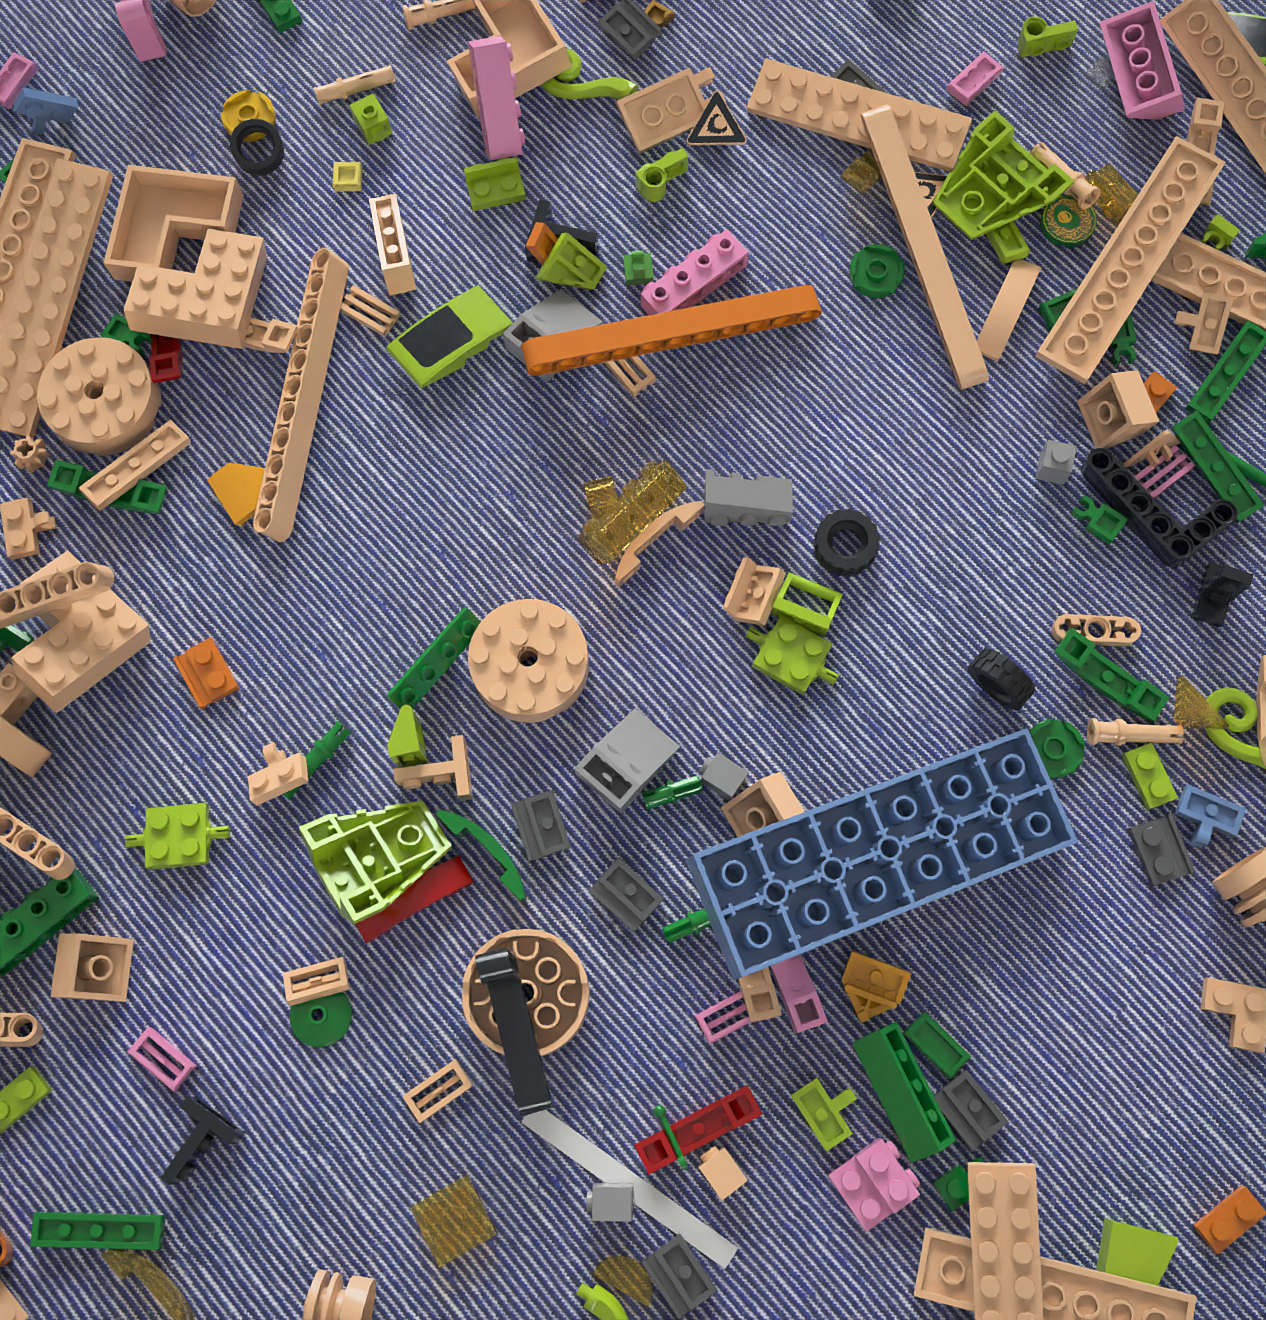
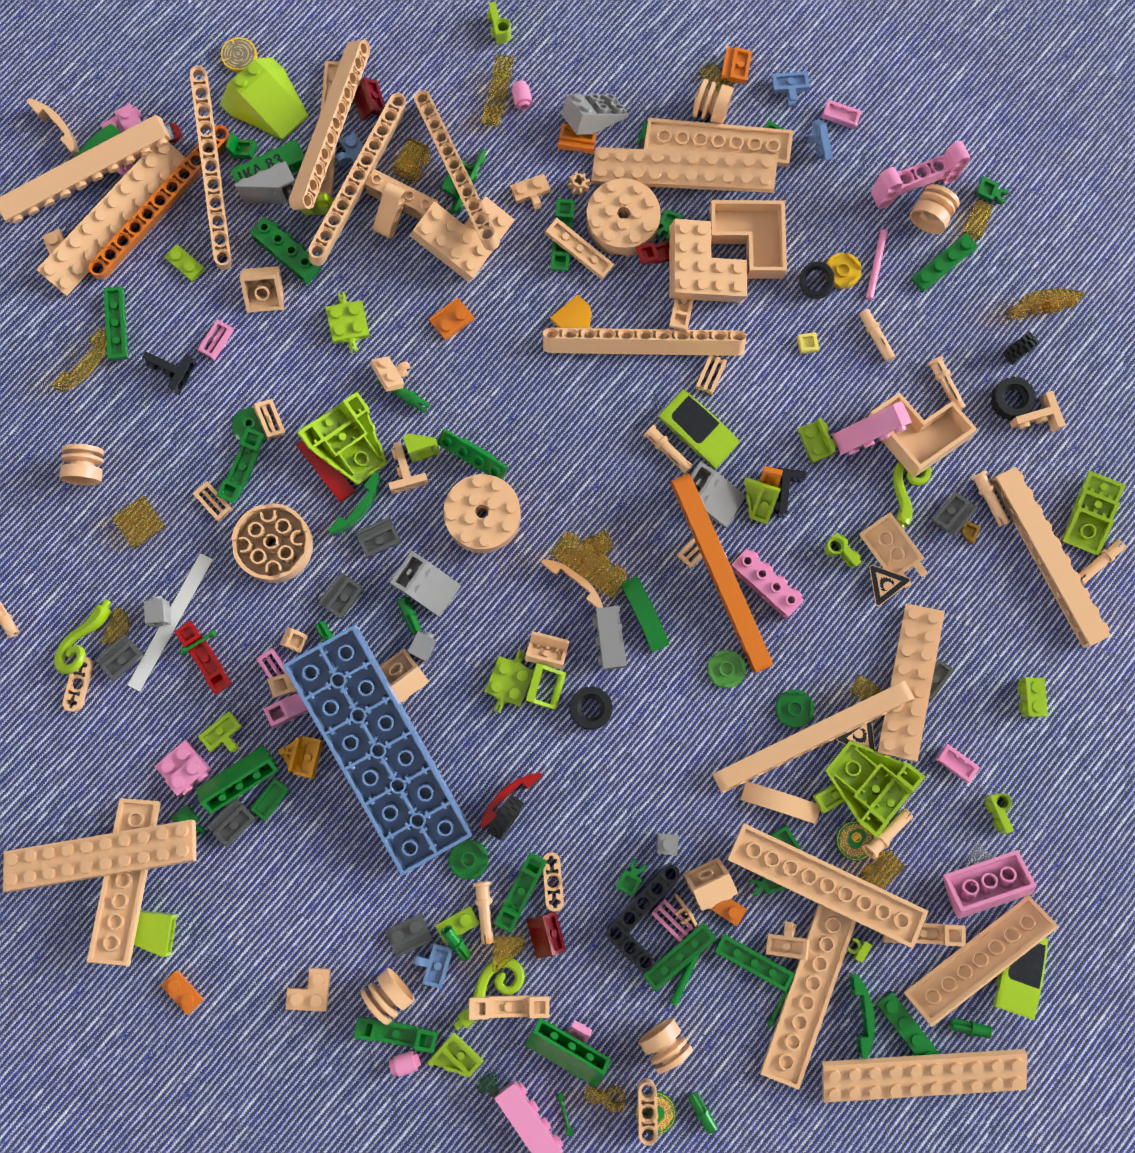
camera: 75 degrees right, 5 degrees up
(248, 71) = (876, 264): none -> bright pink piece
(371, 119) = (851, 350): lime brick -> none
(387, 1034) = (242, 466): none -> green slope
(392, 244) = (759, 380): light nougat slope -> none
(462, 390) = (661, 442): none -> light nougat pin
(501, 976) = (245, 538): black beam -> none
(638, 268) = (770, 545): bright green tile -> none
(685, 981) = (293, 639): none -> light nougat slope
(717, 447) = (645, 614): none -> green slope
(721, 1171) = (180, 675): light nougat brick -> none
(809, 352) = (726, 669): none -> bright green tile
(991, 707) = (490, 814): none -> red slope
(1174, 649) = (546, 935): none -> dark red panel
(1179, 778) = (455, 942): none -> green axle
(1217, 590) = (589, 962): black bracket -> none

